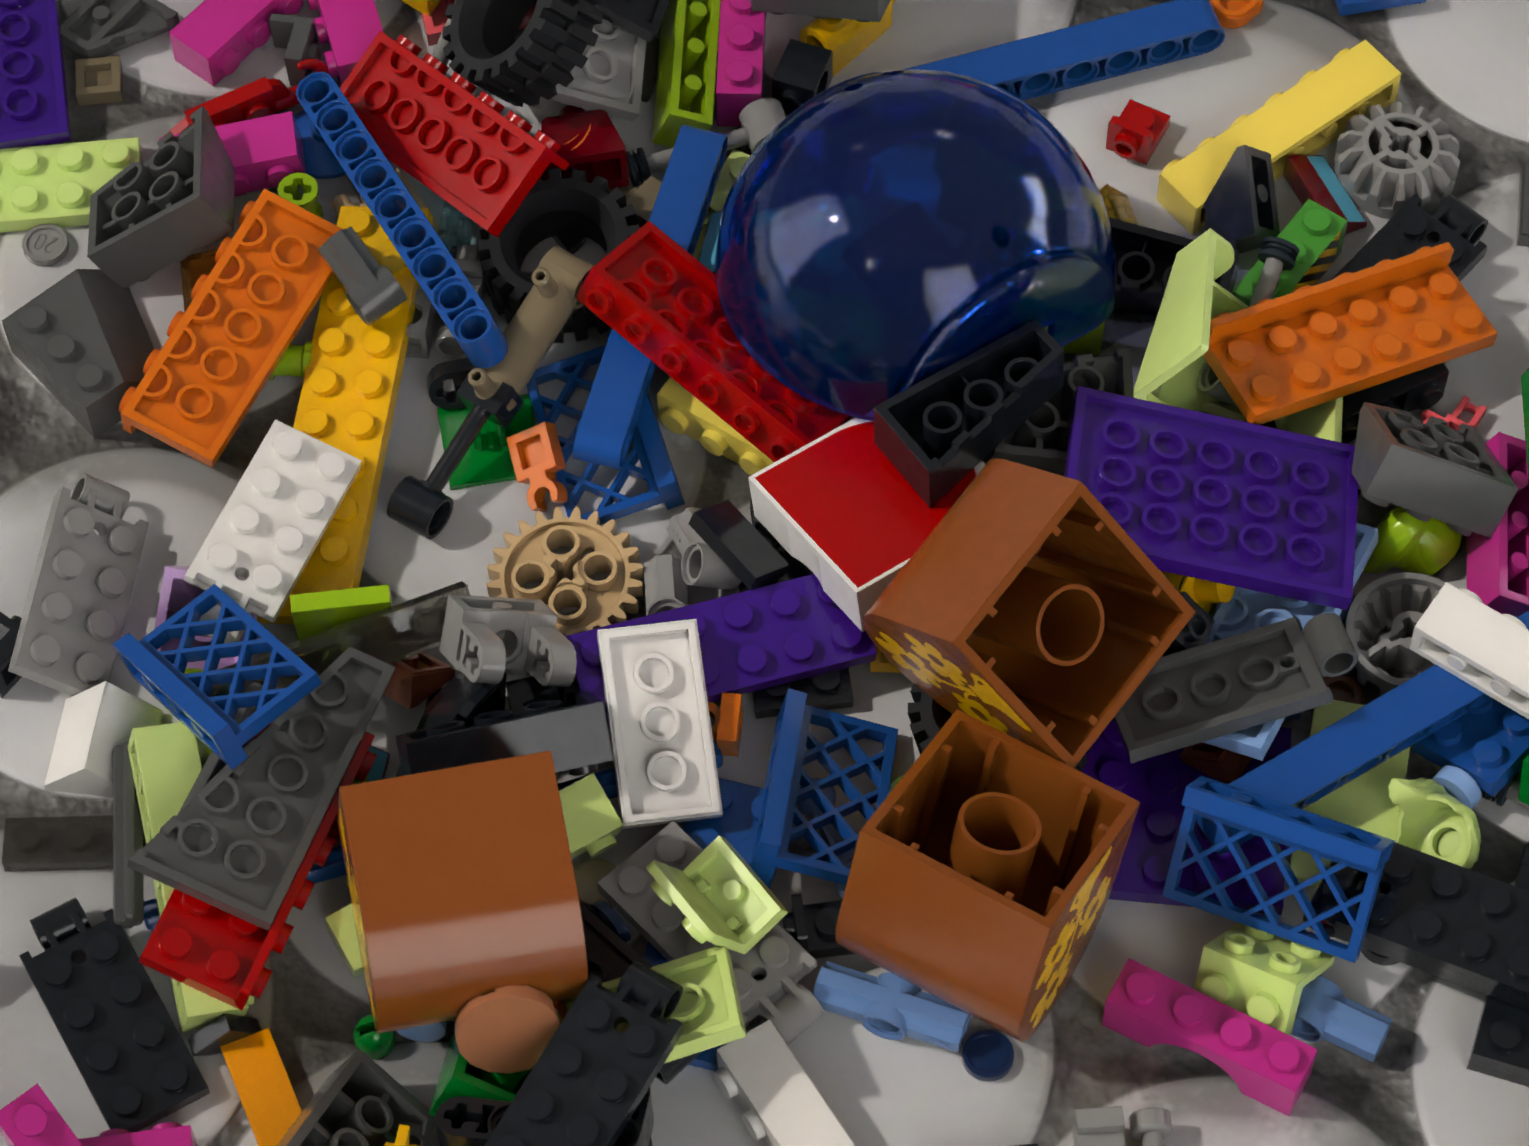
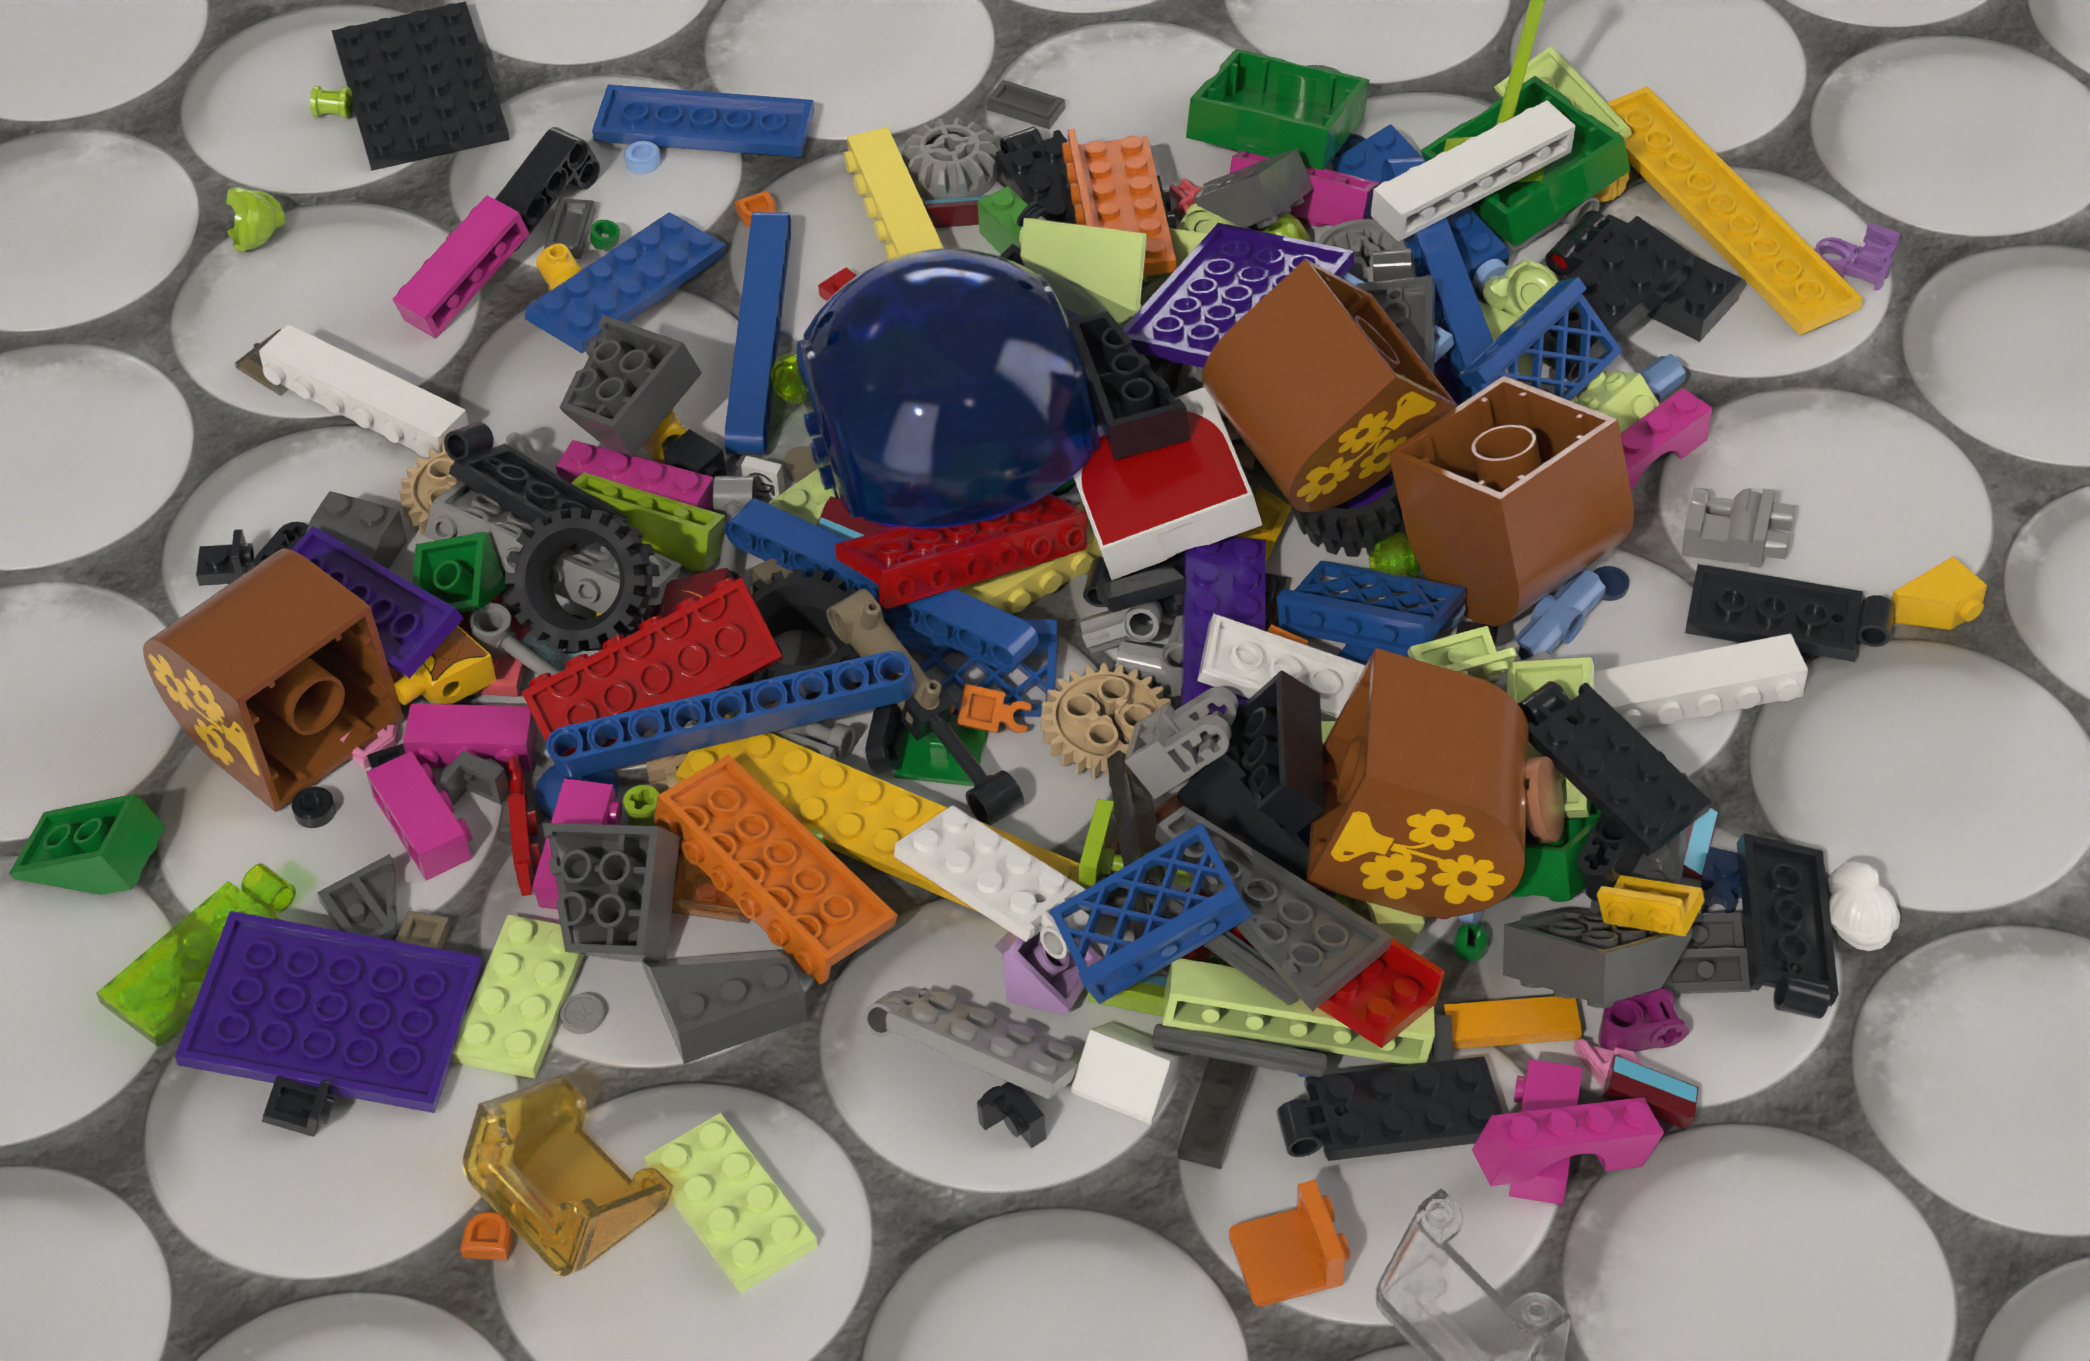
camera: 70 degrees left, 10 degrees down
(368, 285) = (787, 753): dark grey piece -> none
(1244, 200) = (961, 232): black slope -> none

